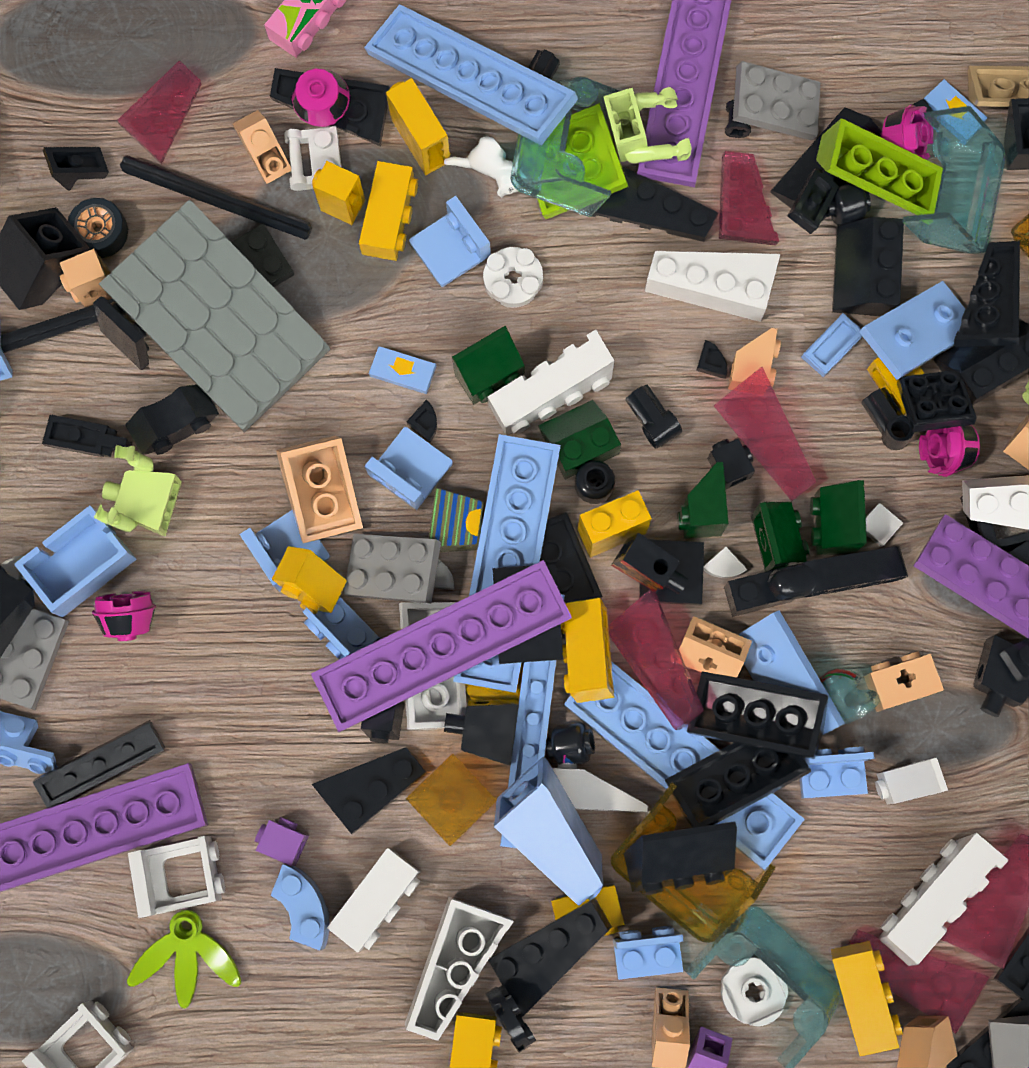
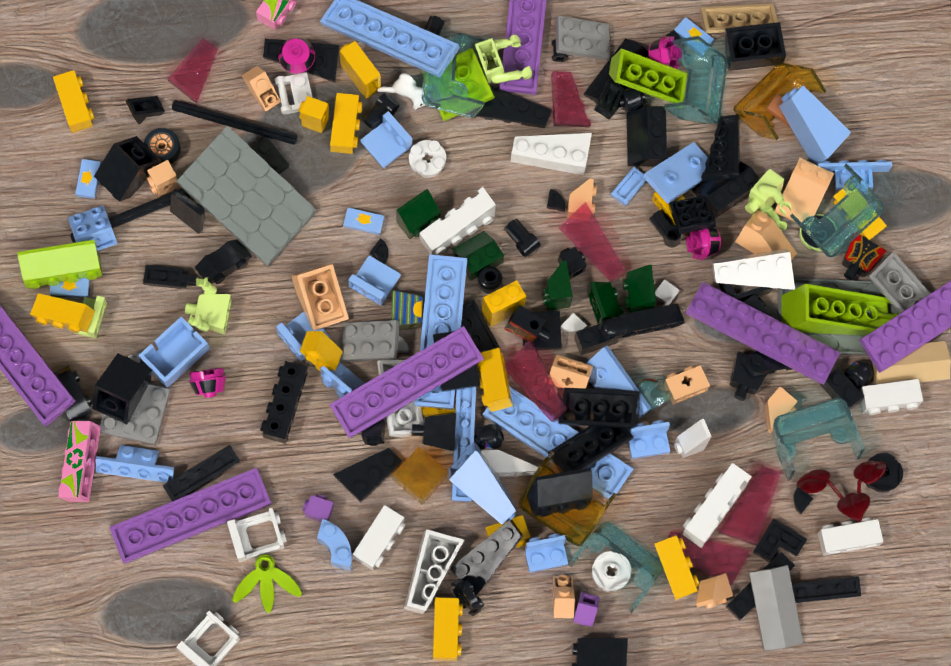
camera: 15 degrees left, 5 degrees down
(246, 657) = (285, 402): none -> black brick
(451, 184) = (382, 106): none -> black piece

